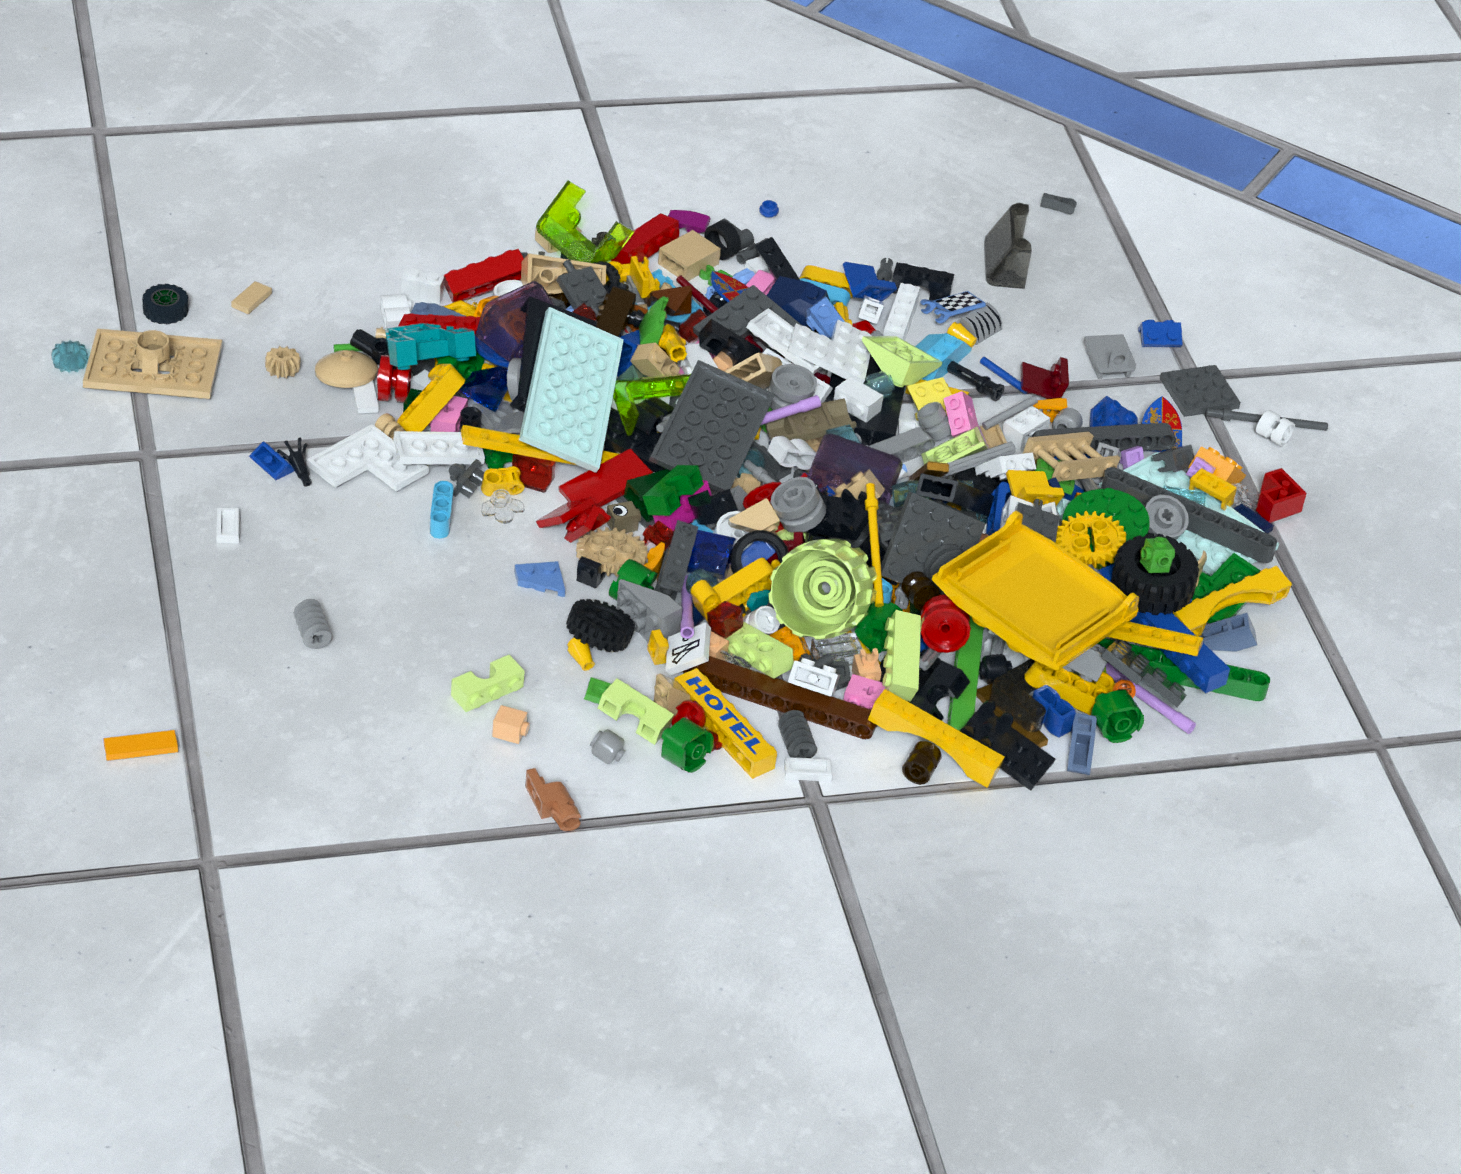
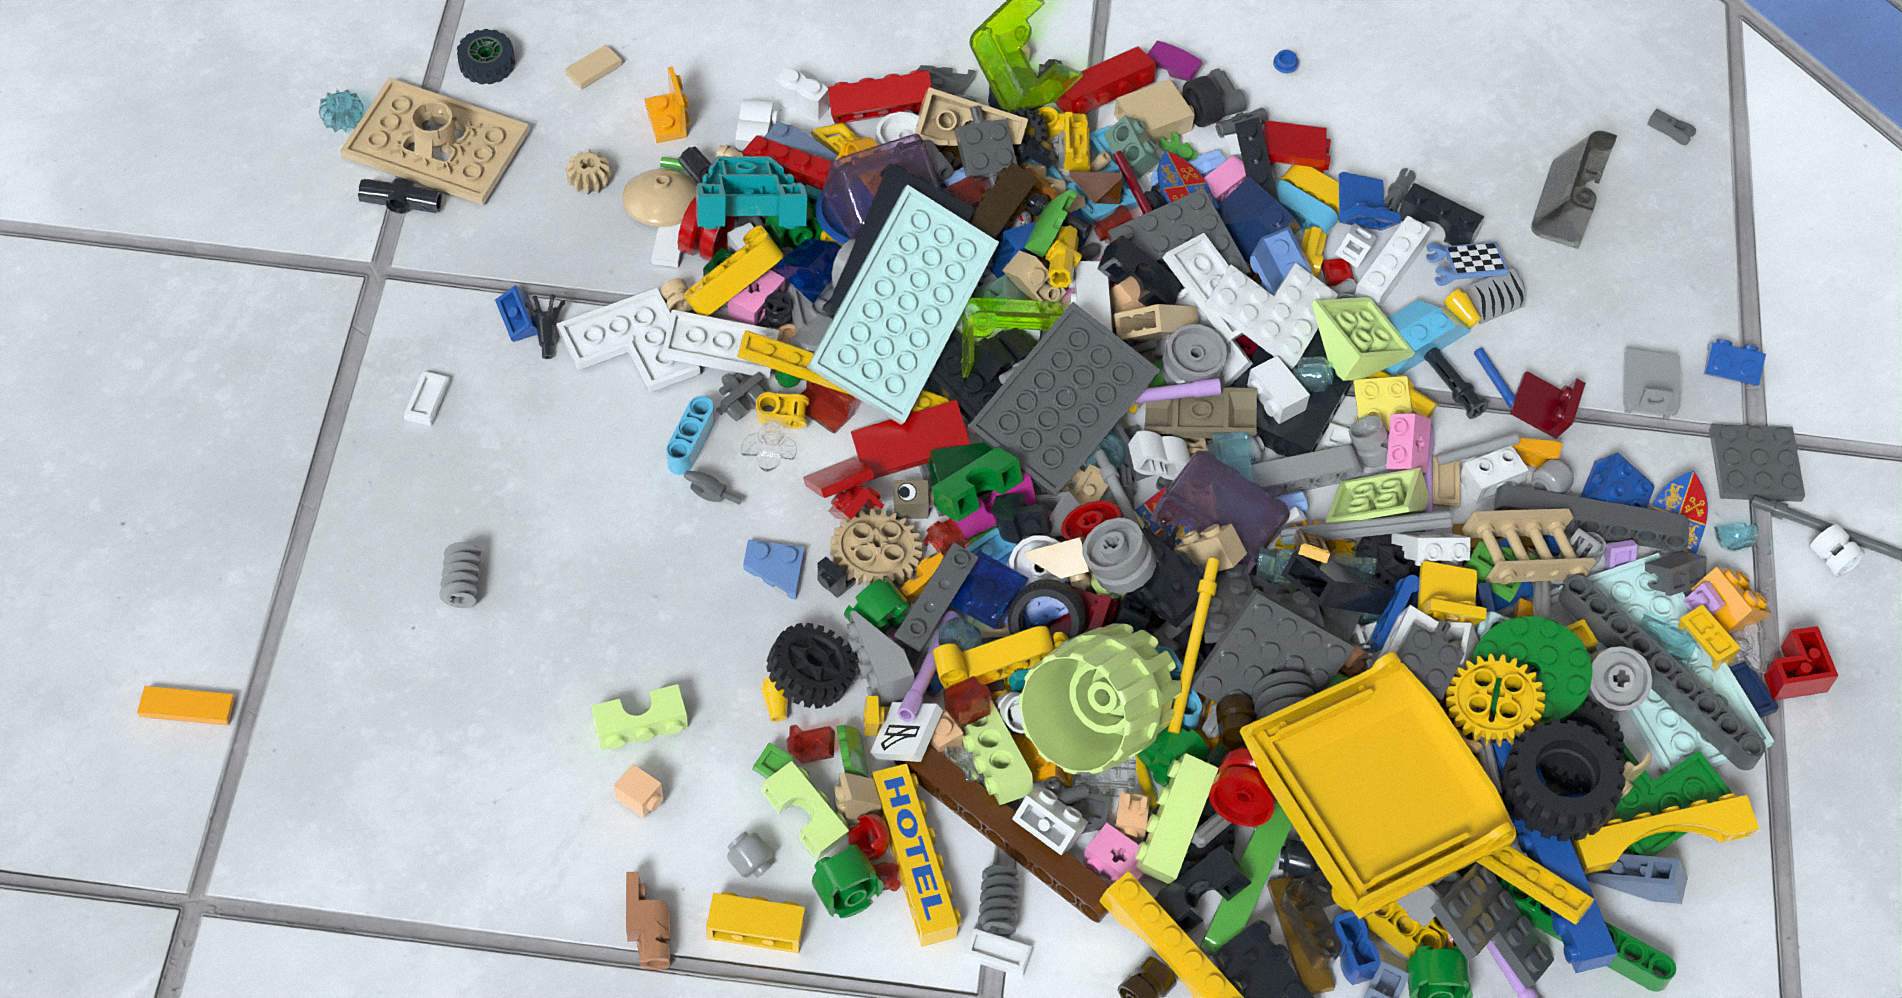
camera: 20 degrees right, 15 degrees up
(143, 402) = (400, 195): none -> black piece
(328, 316) = (668, 111): none -> light orange bracket
(471, 538) = (709, 487): none -> dark grey hand
(624, 671) = (811, 744): none -> clear red bracket
(631, 784) = (755, 922): none -> yellow brick
(648, 670) = (852, 750): none -> bright green slope
(687, 270) = (1131, 138): none -> sand green brick
(805, 254) = (1297, 144): none -> red panel
(1157, 555) = (1565, 767): bright green brick -> none
(1205, 434) = (1736, 536): none -> clear light blue hair

